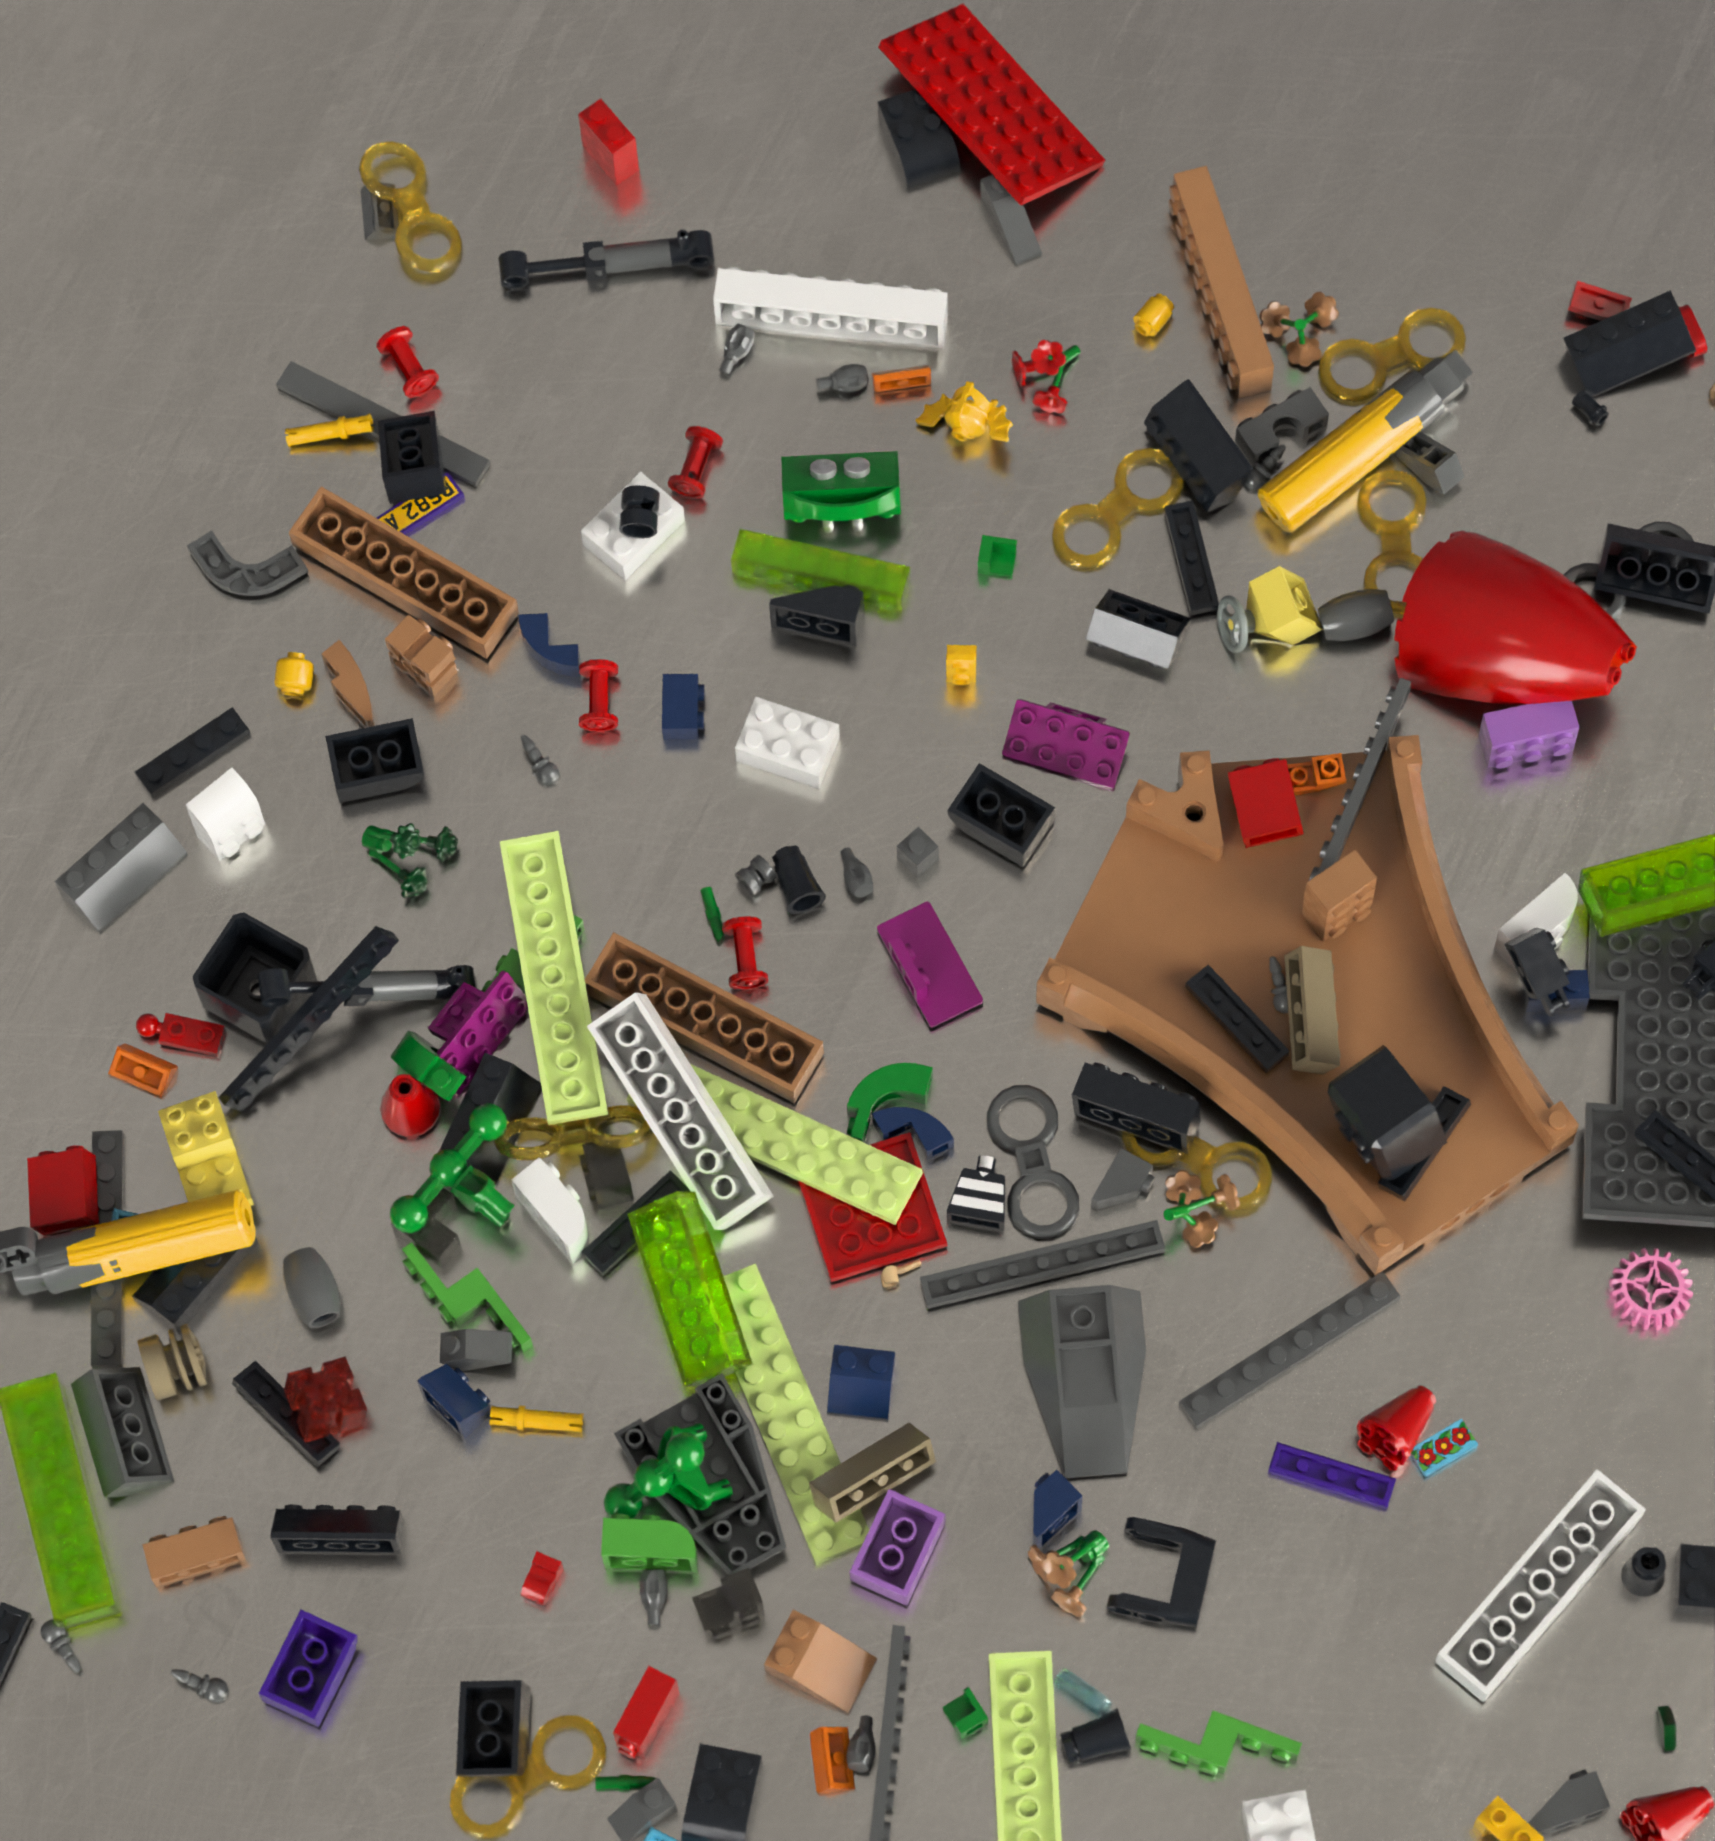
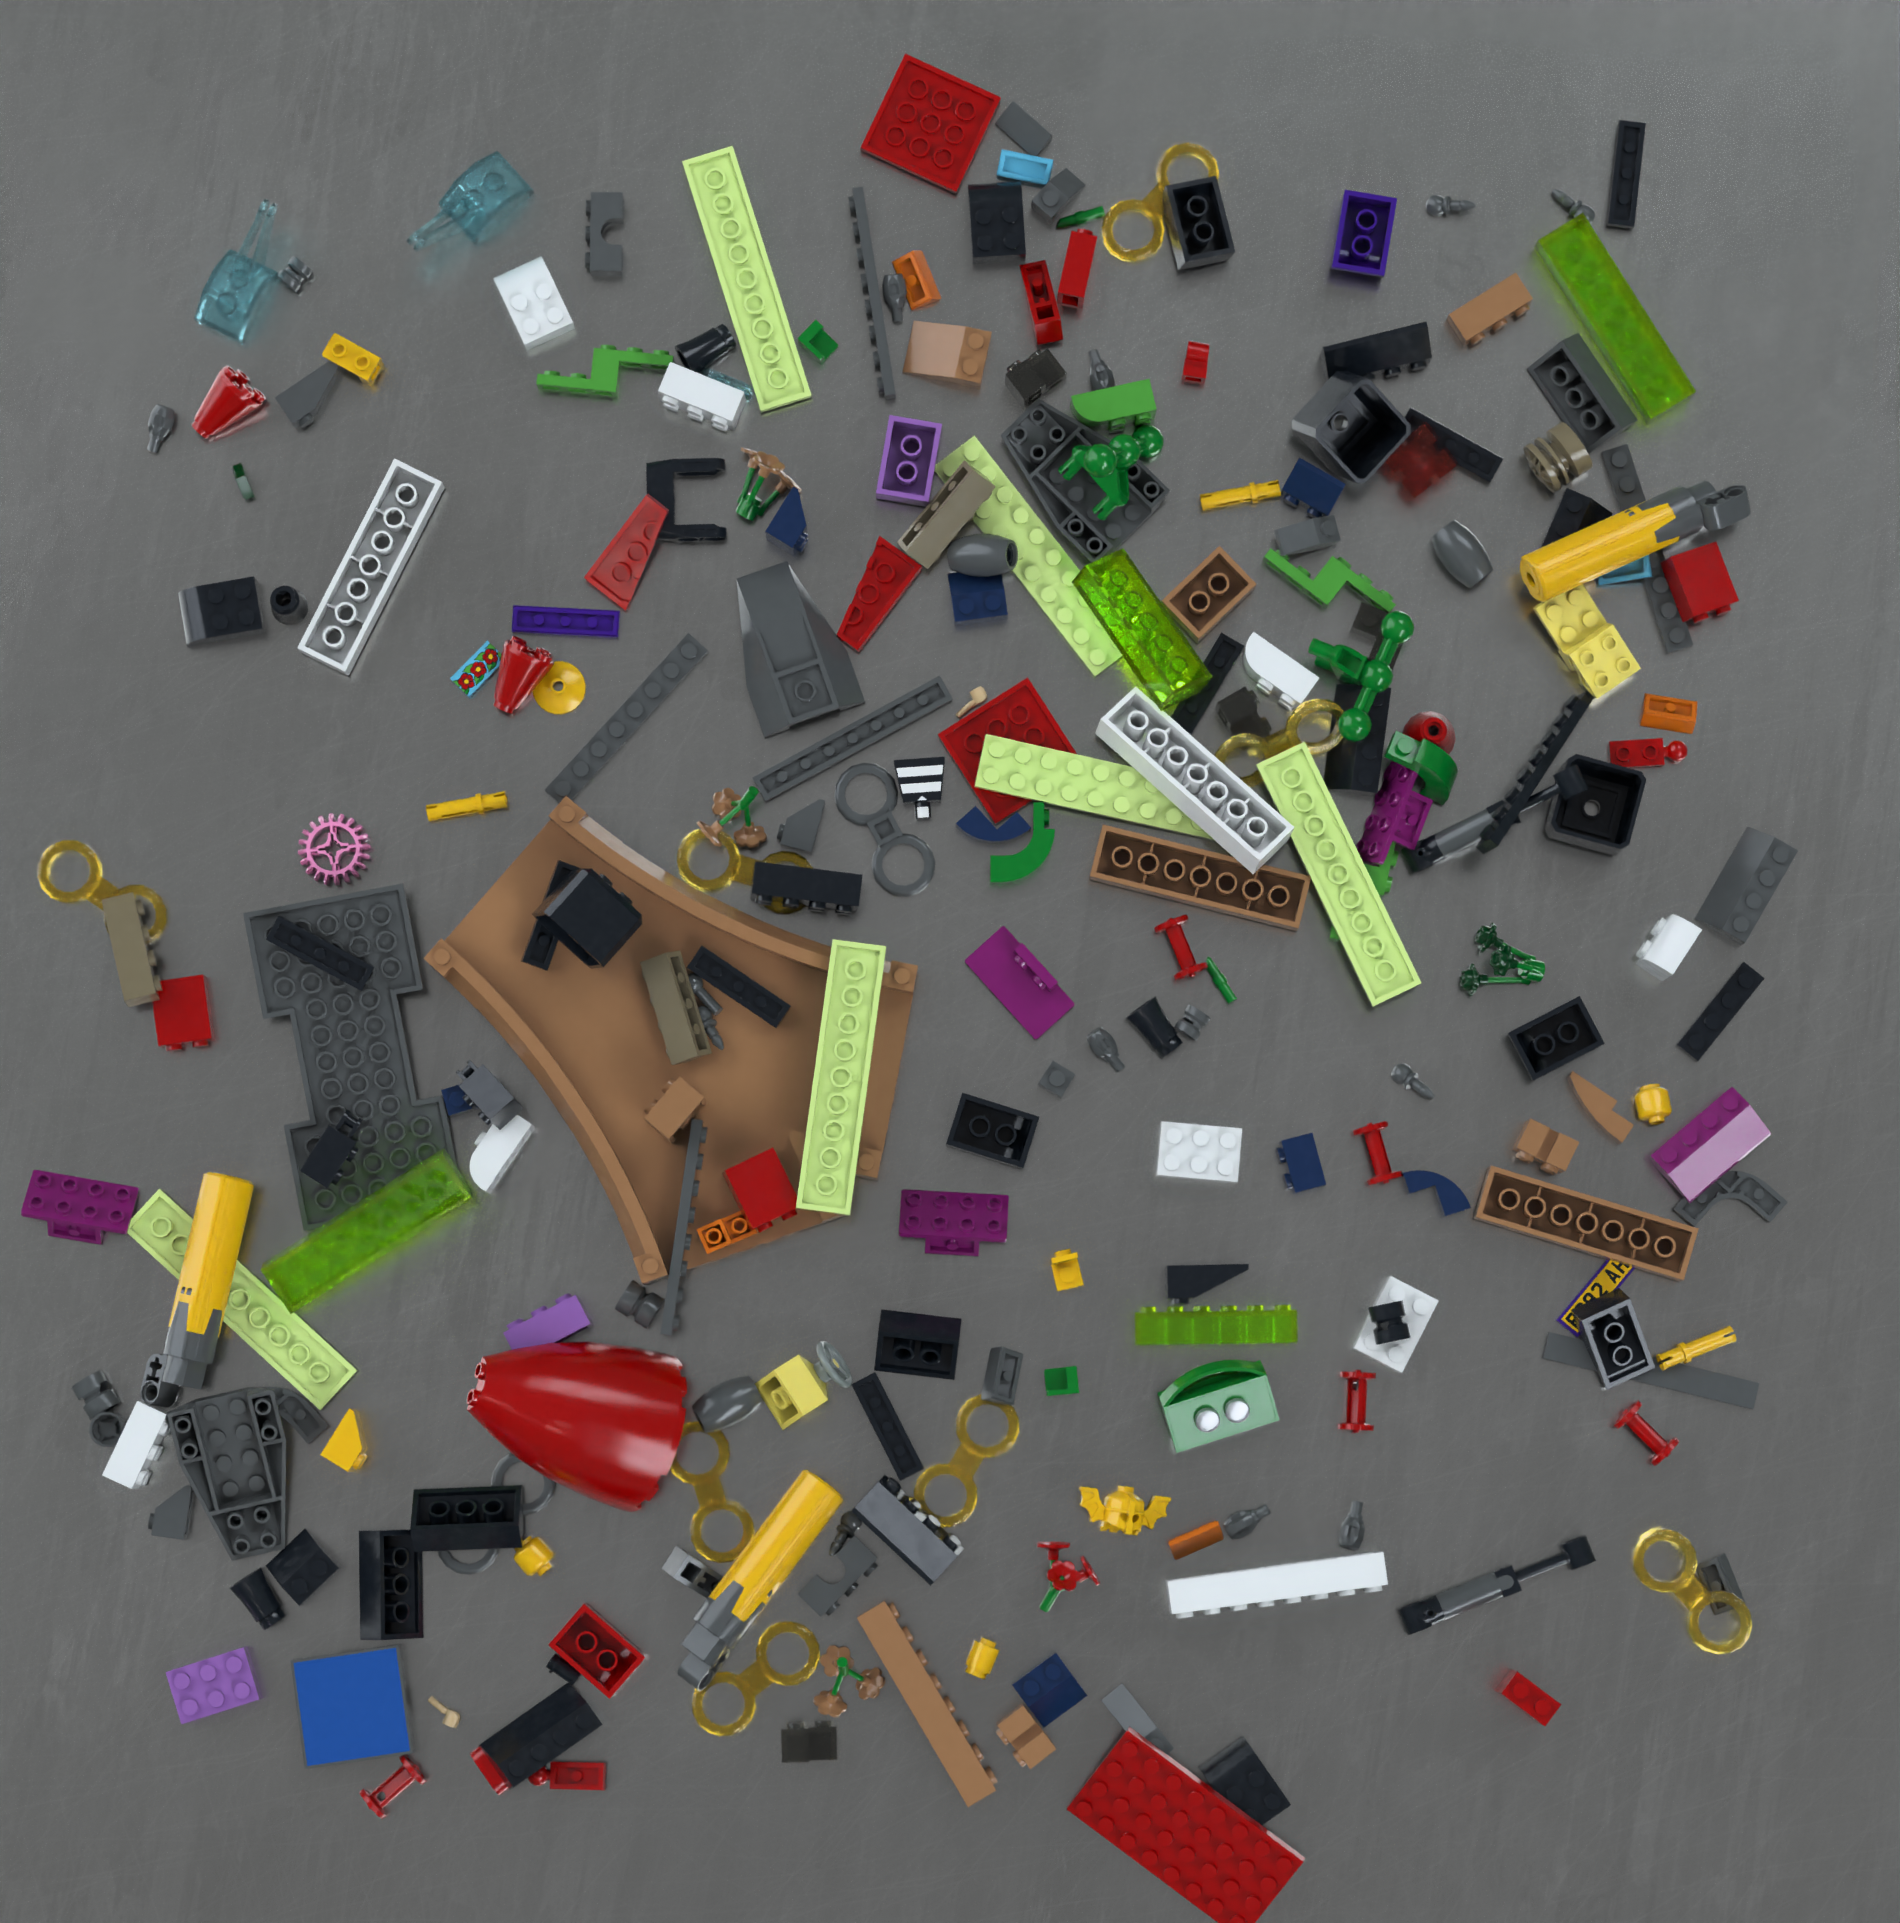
camera: 160 degrees right, 15 degrees up
(247, 616) = (1710, 1145): none -> slope
(391, 1445) = (1369, 429): none -> black plate
(605, 1314) = (1208, 594): none -> medium nougat brick
(696, 1693) = (1041, 302): none -> red slope
(843, 1419) = (982, 555): none -> dark grey piece
(972, 1415) = (882, 585): none -> red wing
(1058, 577) = (1002, 1376): none -> dark grey slope
(1093, 274) = (1049, 1689): none -> dark blue slope
(1116, 1677) = (701, 397): none -> white brick
(1129, 227) = (1025, 1736): none -> medium nougat brick
(1150, 884) = (841, 1077): none -> yellowish green plate
(1244, 1524) = (626, 556): none -> red wing
(1278, 1021) = (697, 987): none -> dark grey bar
(1339, 1403) = (566, 699): none -> yellow dish
(1354, 277) = (809, 1742): none -> clear smoke brick
(1432, 738) = (639, 1304): none -> dark grey wheel
(1494, 1300) = (471, 805): none -> yellow pin
(1551, 412) = (597, 1650): none -> red brick
(1593, 520) = (533, 1556): none -> yellow head

